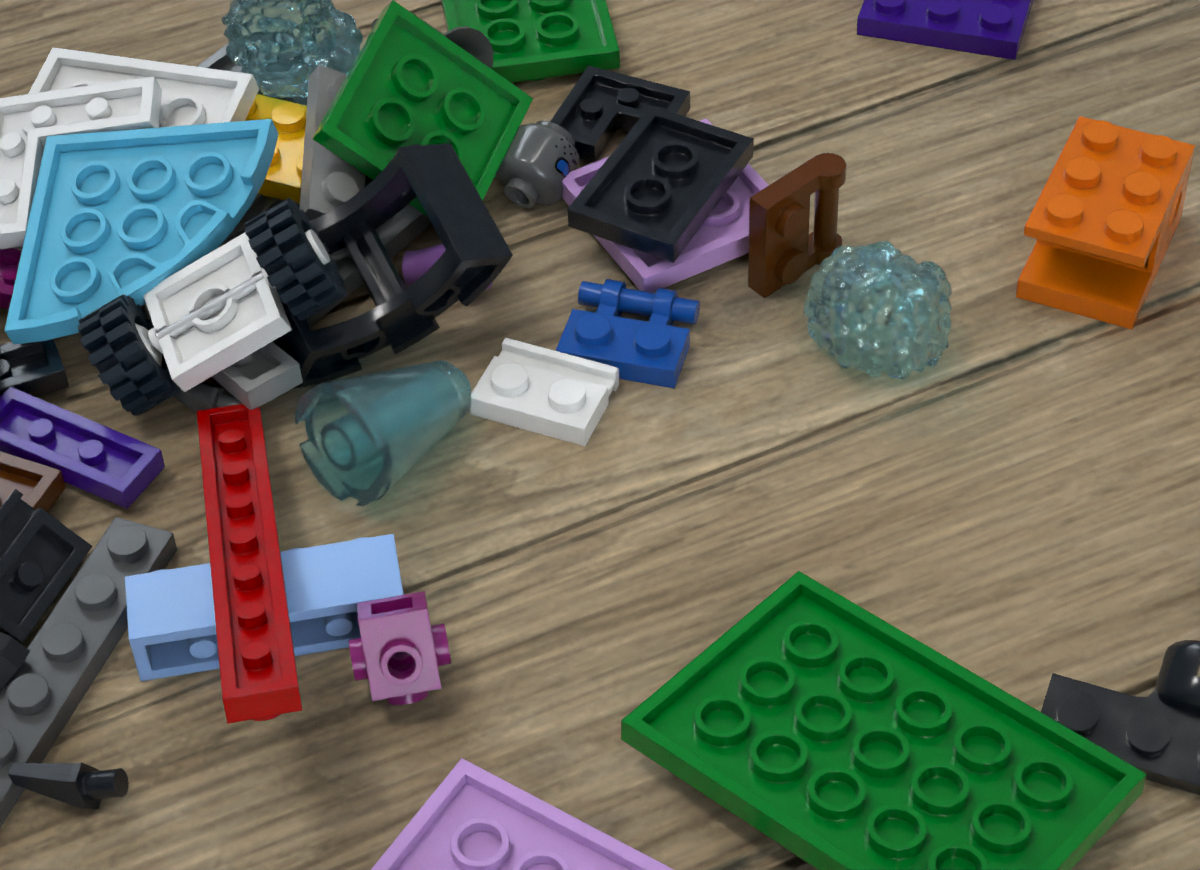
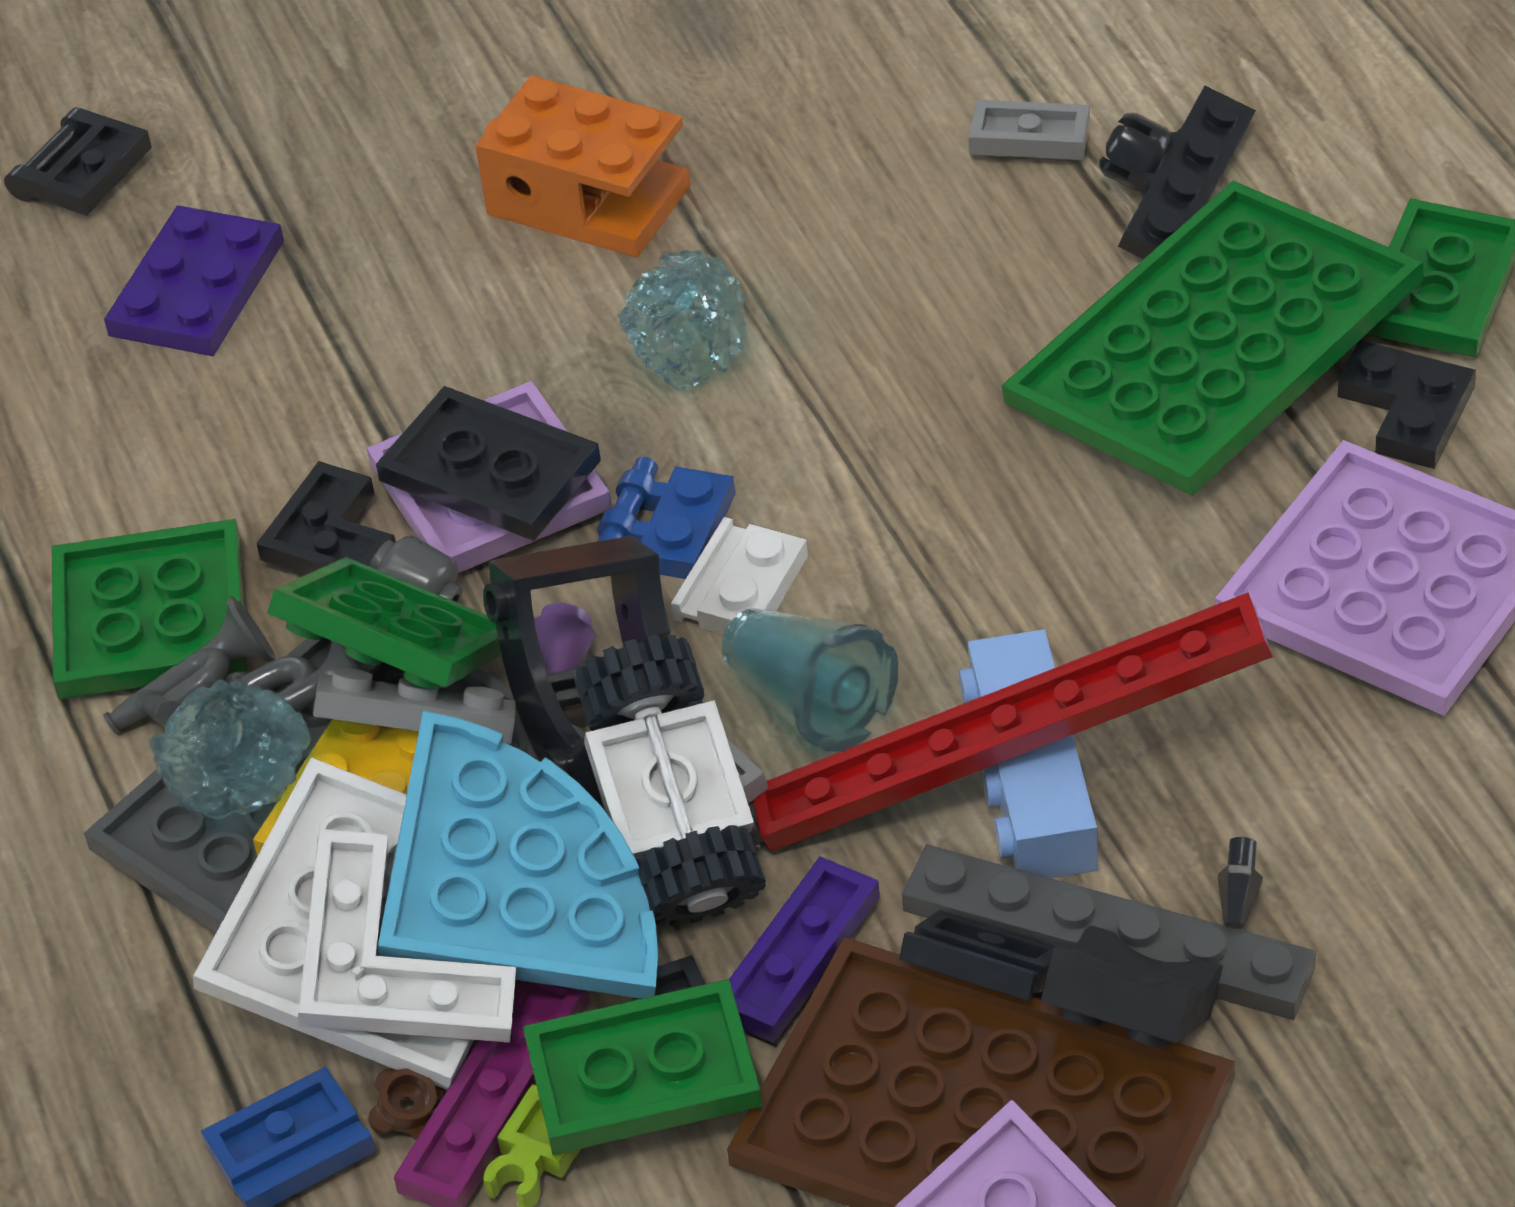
camera: 85 degrees left, 0 degrees up
(399, 648) = (1090, 622): magenta brick -> none
(780, 223) = (572, 364): reddish brown plate -> none

